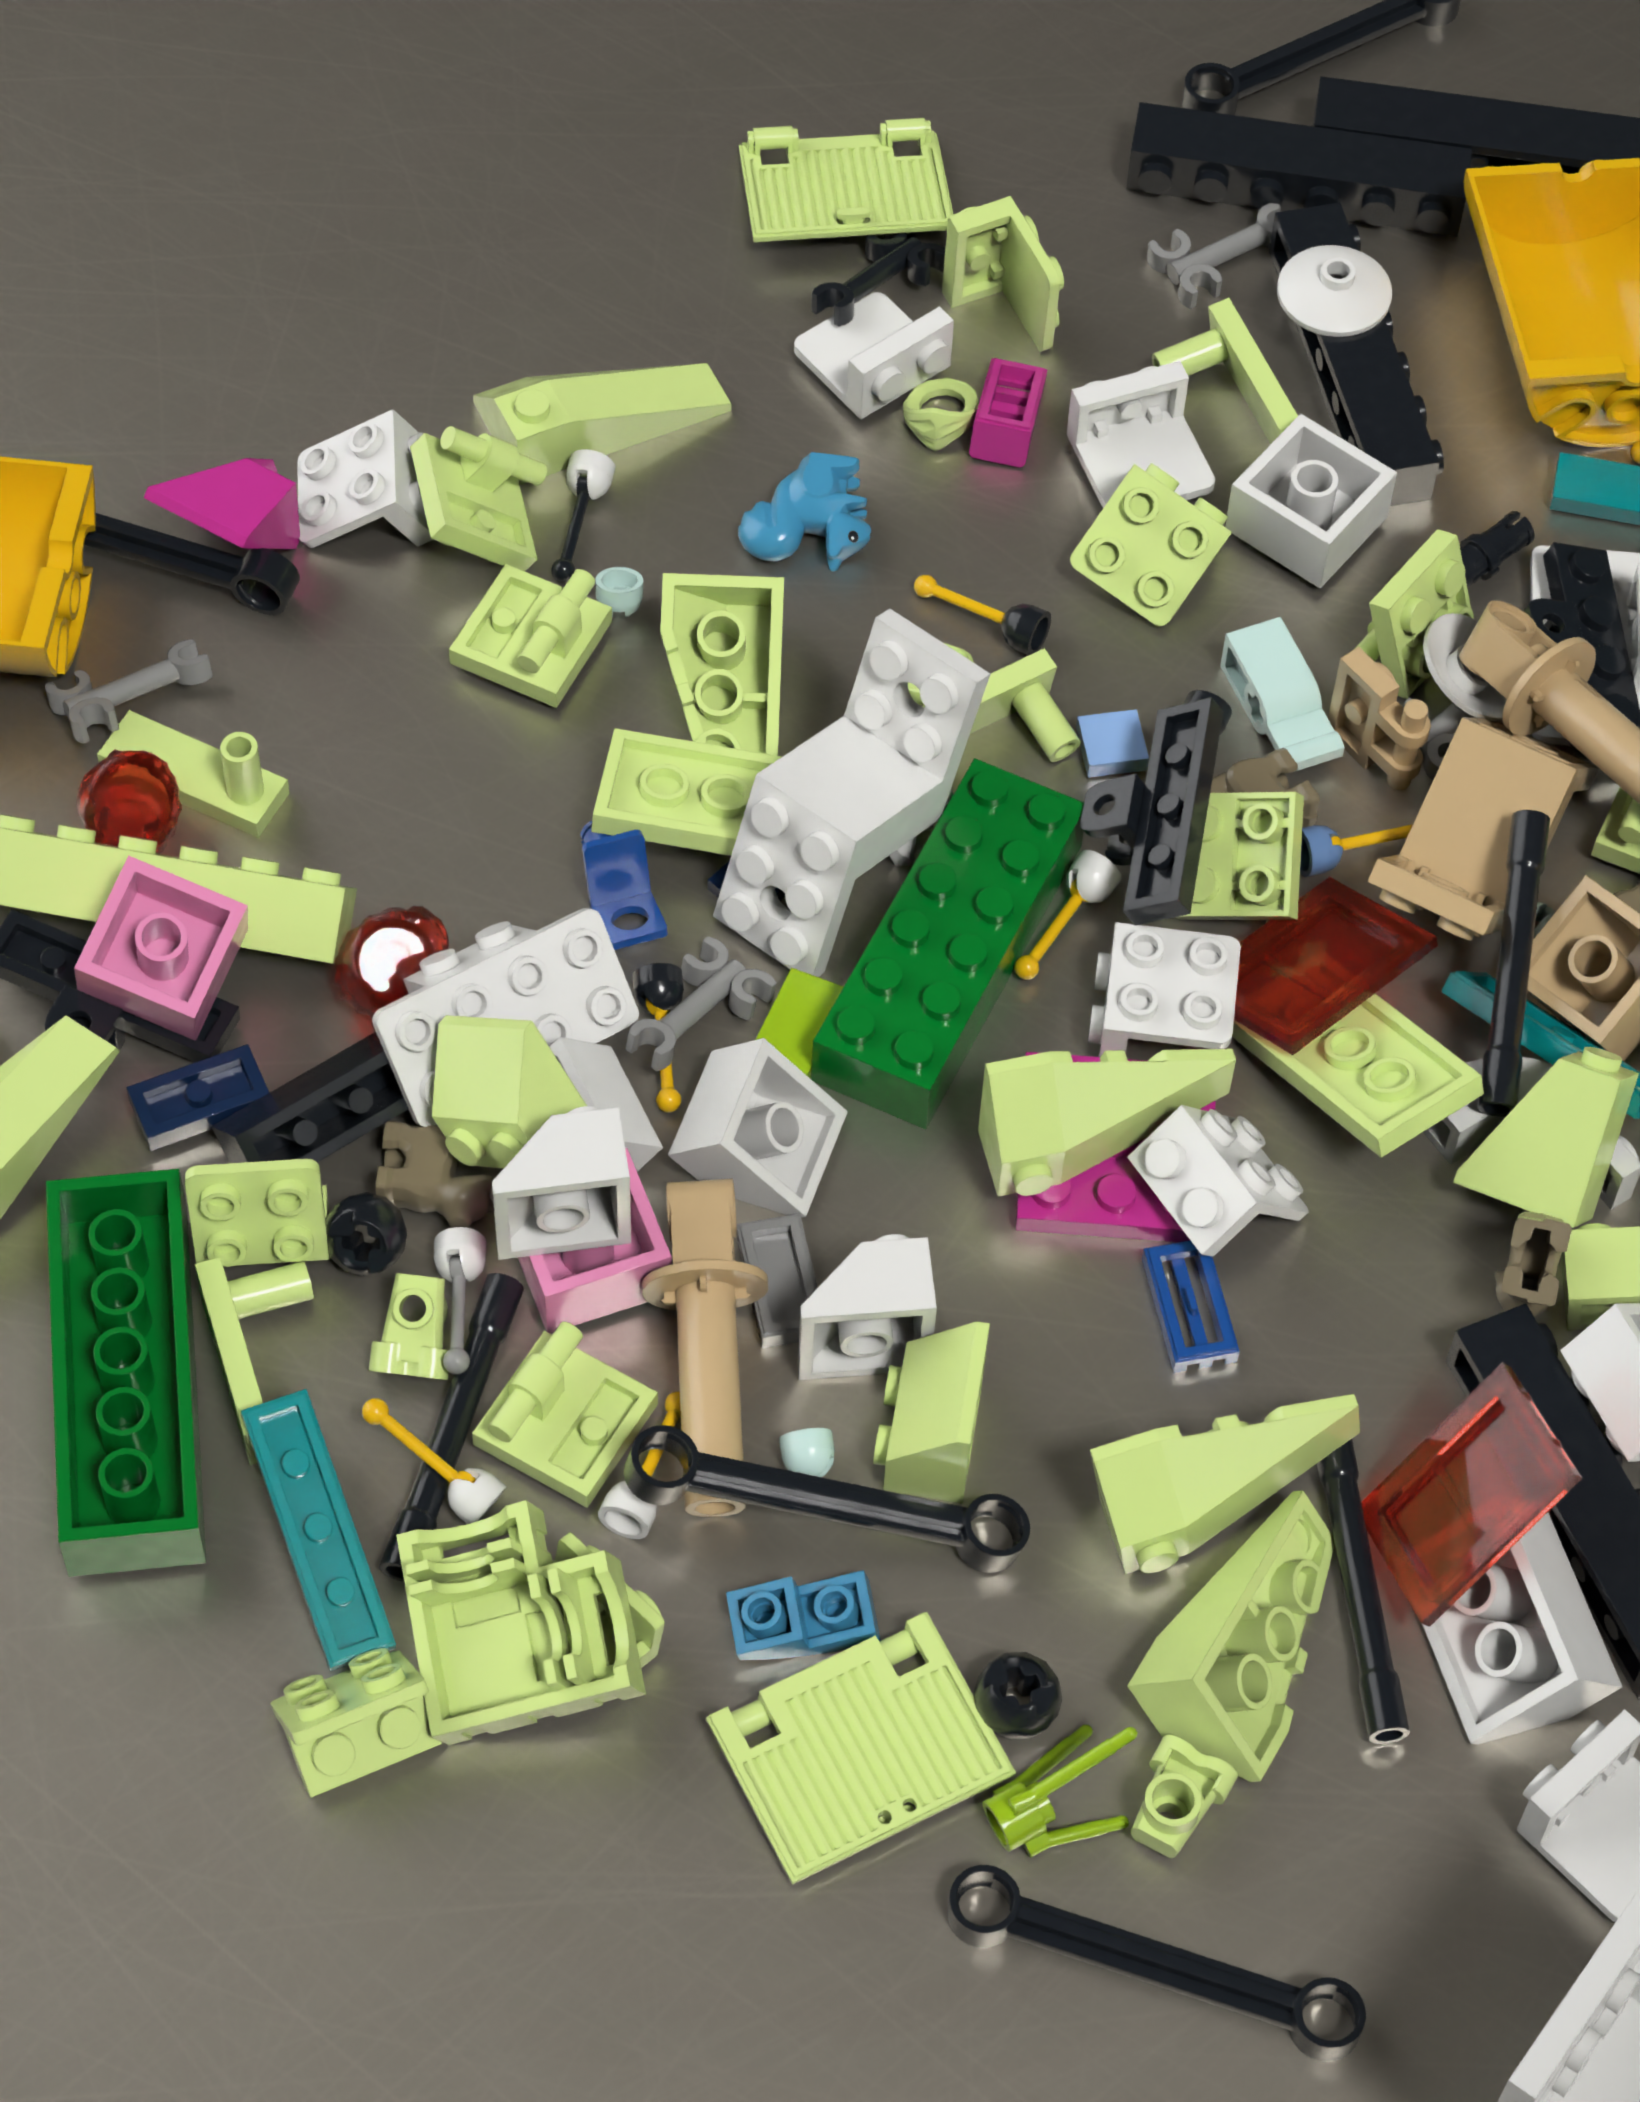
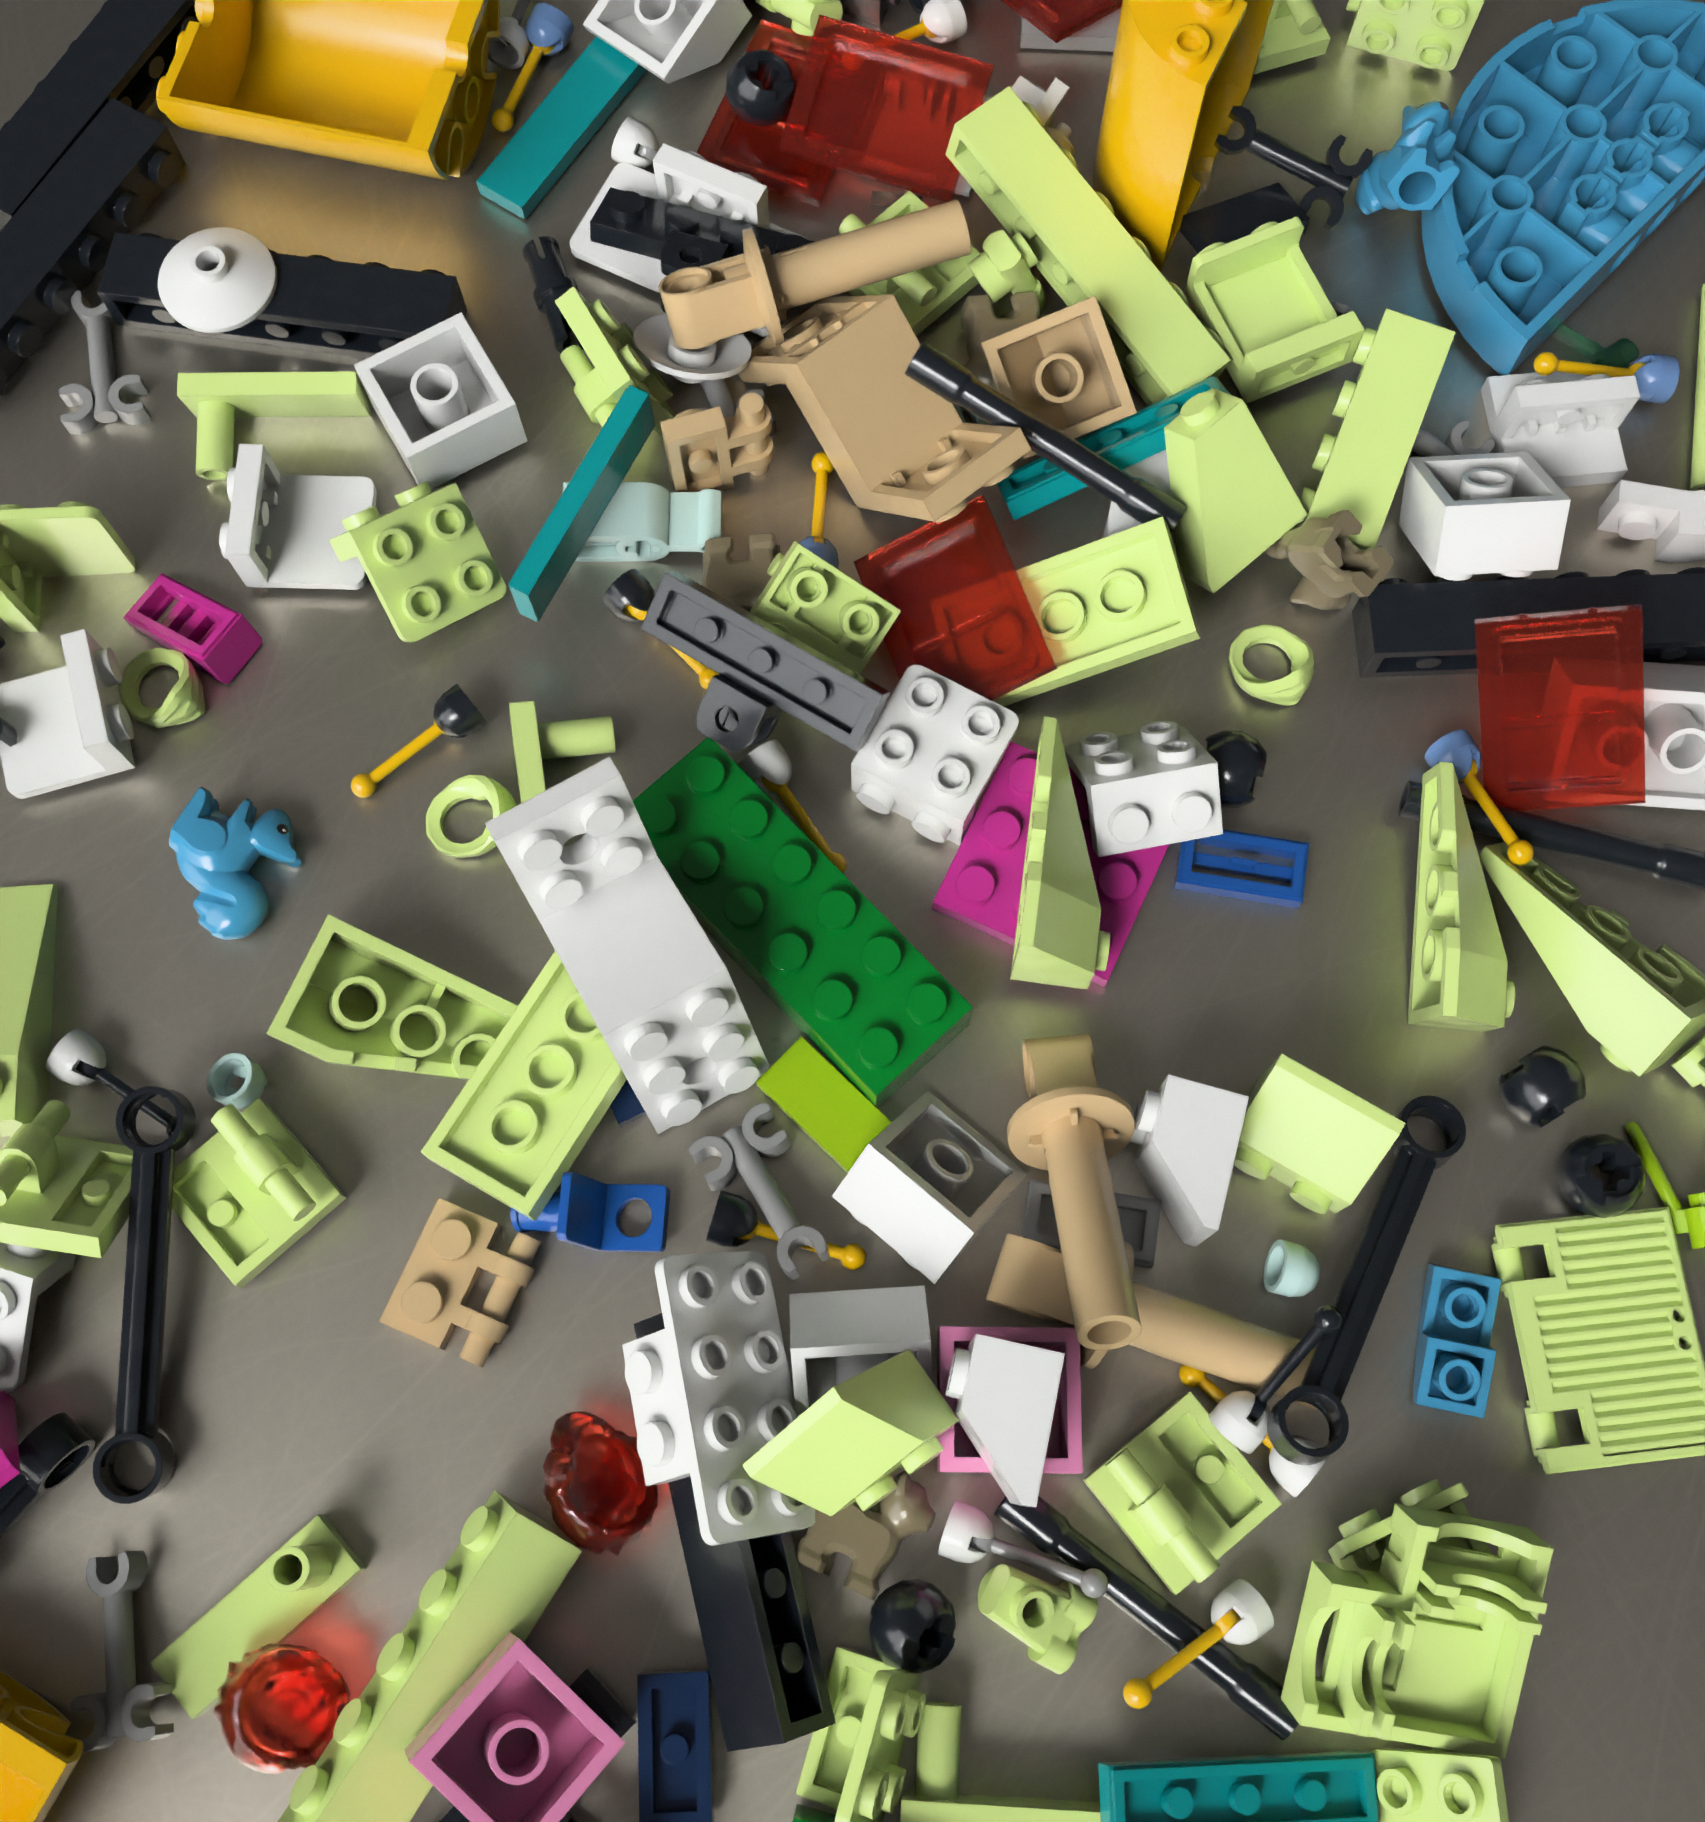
camera: 65 degrees left, 15 degrees up
(417, 589) = (144, 1296): none -> black piece
(520, 800) = (444, 1273): none -> tan plate
(640, 1418) = (1243, 1414): none -> hinge
(846, 1205) = (1072, 1133): none -> tan piece
(1083, 1618) = (1542, 1086): none -> black piece
(1112, 743) = (619, 688): light blue tile -> none
(1256, 628) = (582, 503): none -> teal tile
(1278, 1254) = (1239, 762): none -> black piece
(1381, 1457) = (1462, 751): none -> hinge
(1400, 1290) = (1282, 691): none -> yellowish green piece

